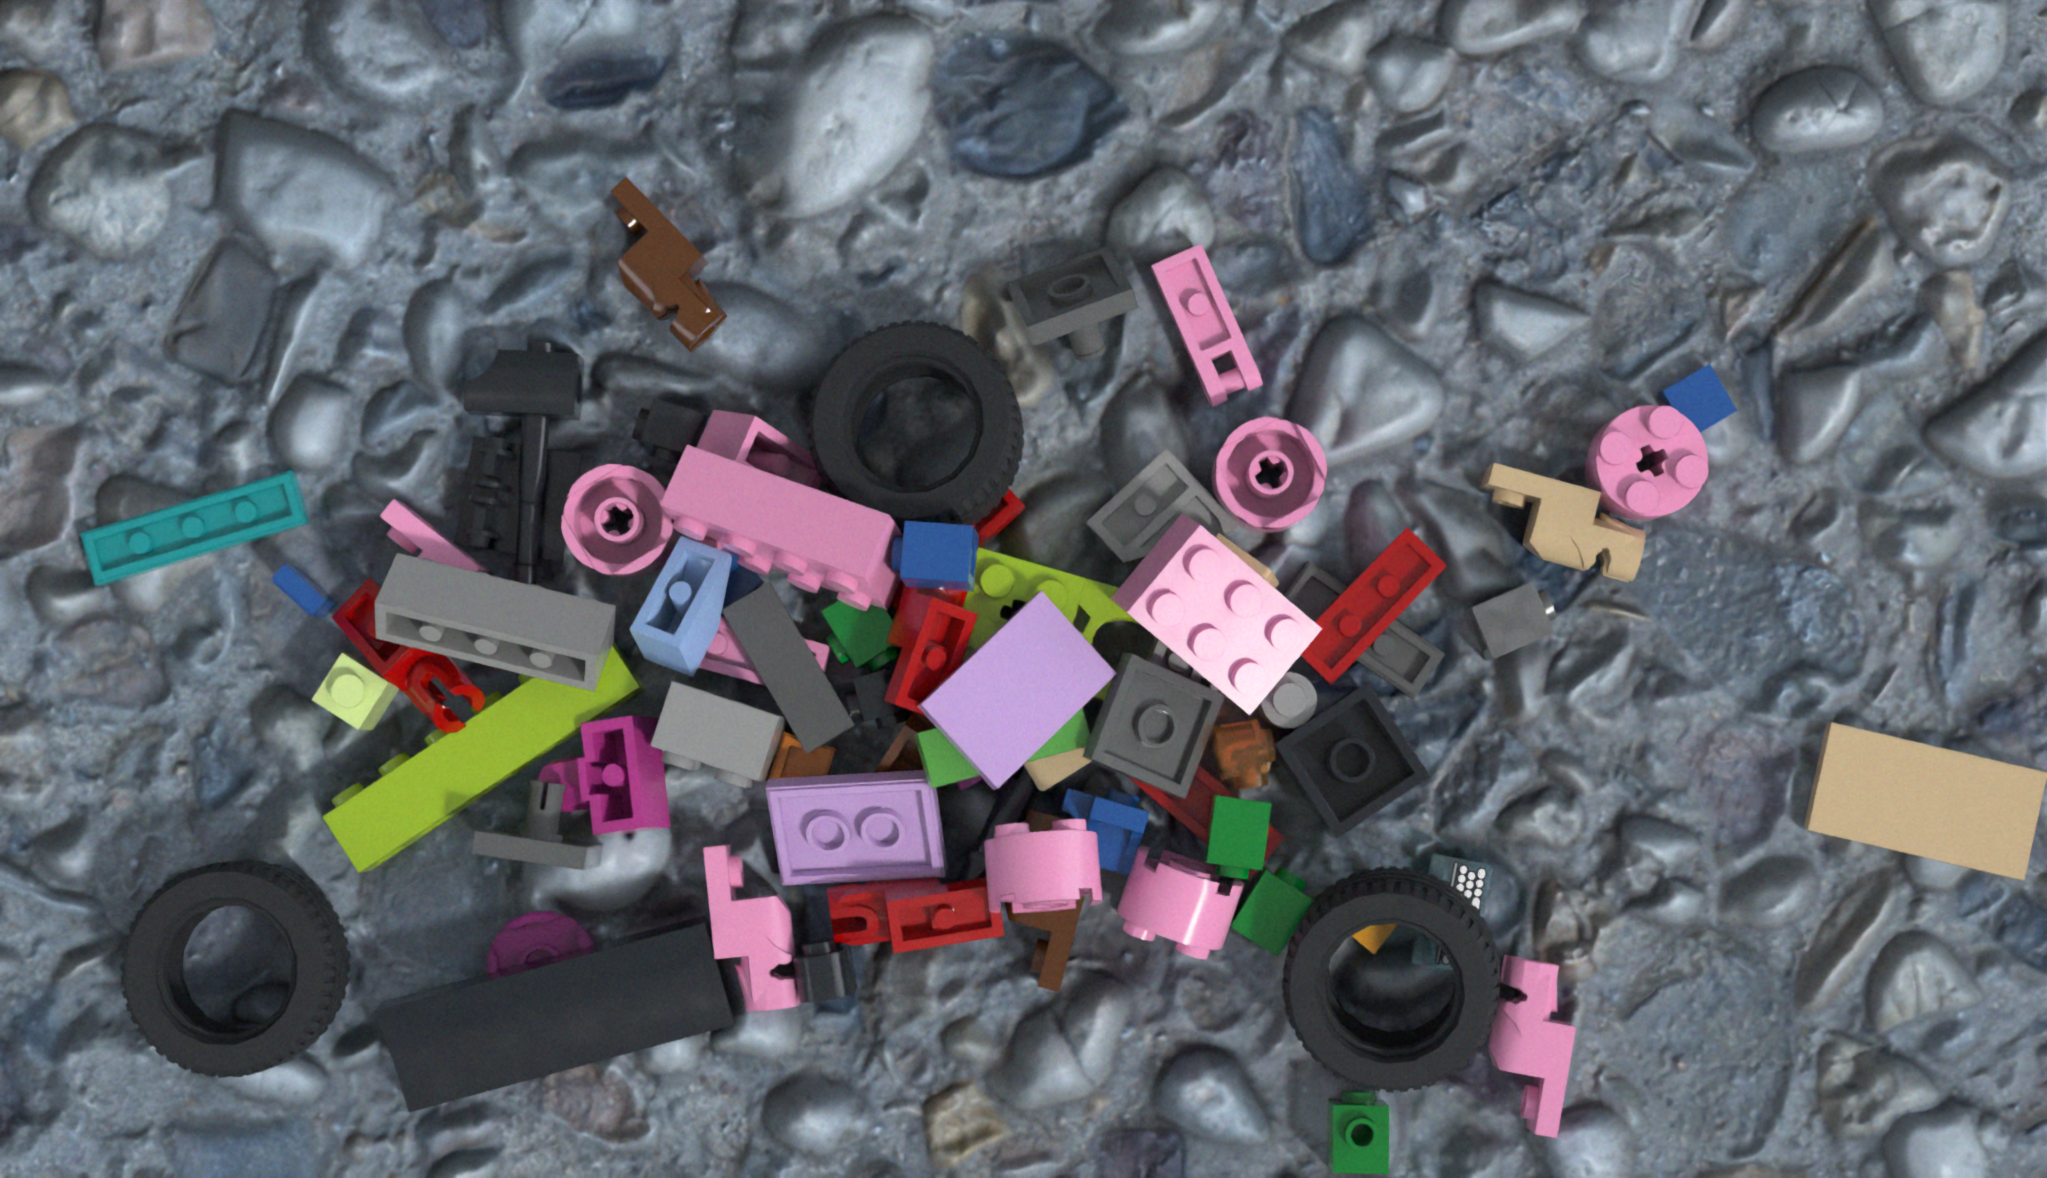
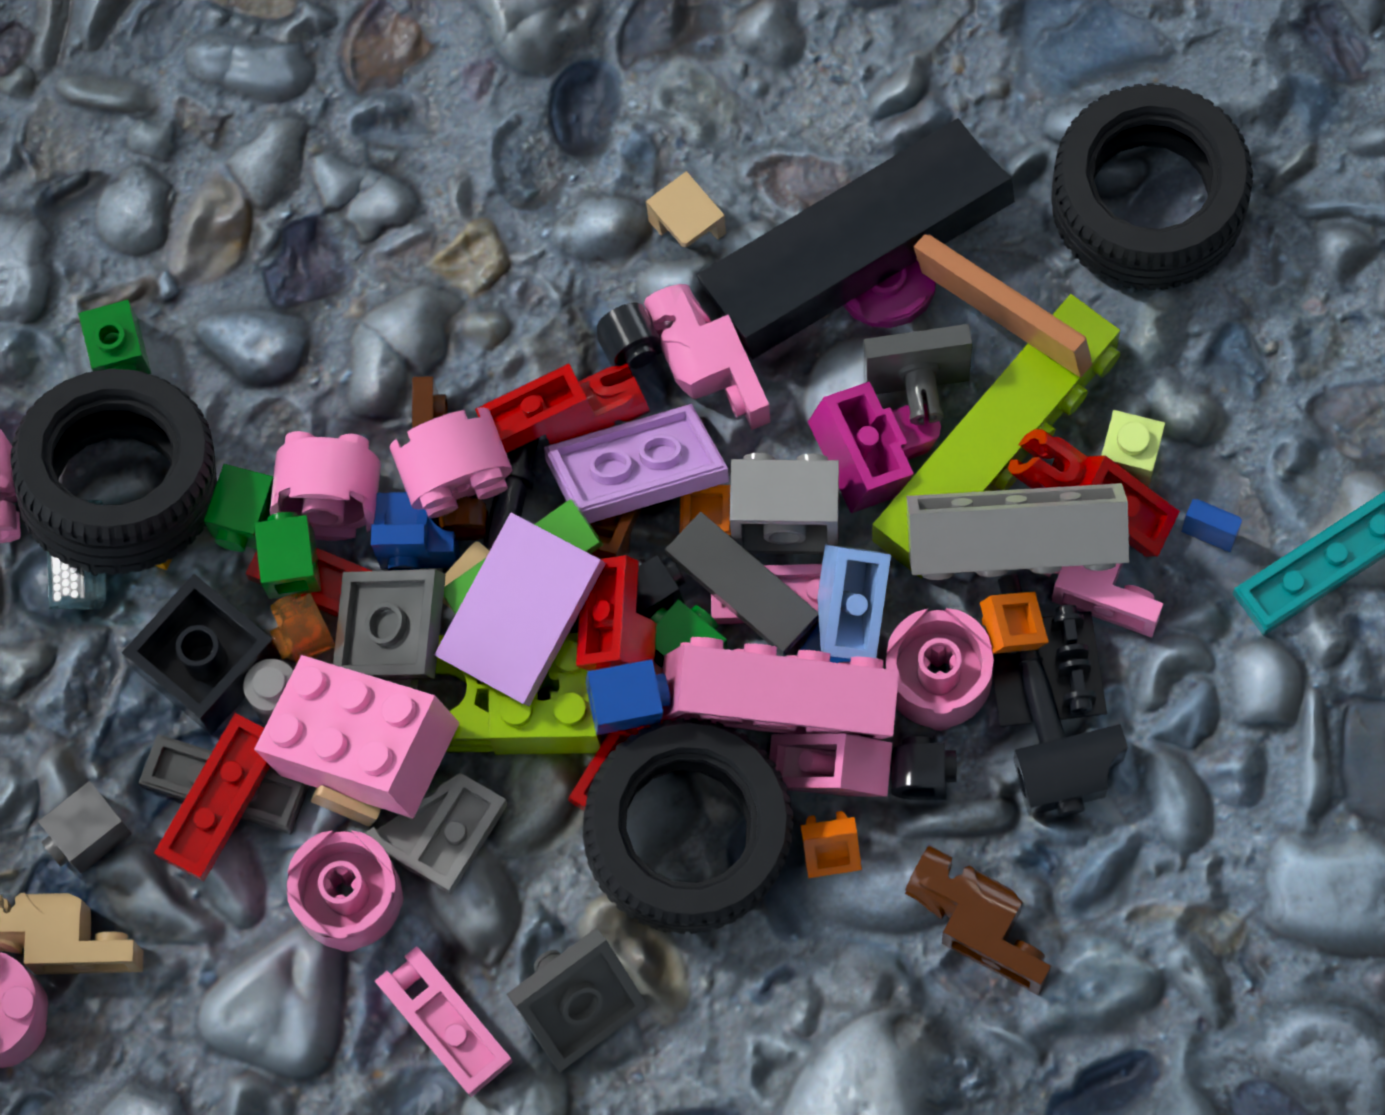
camera: 170 degrees right, 15 degrees down
(430, 876) = (1003, 305): none -> nougat tile
(532, 537) = (1013, 622): none -> orange tile
(724, 1093) = (685, 211): none -> tan panel
(783, 380) = (831, 846): none -> orange tile

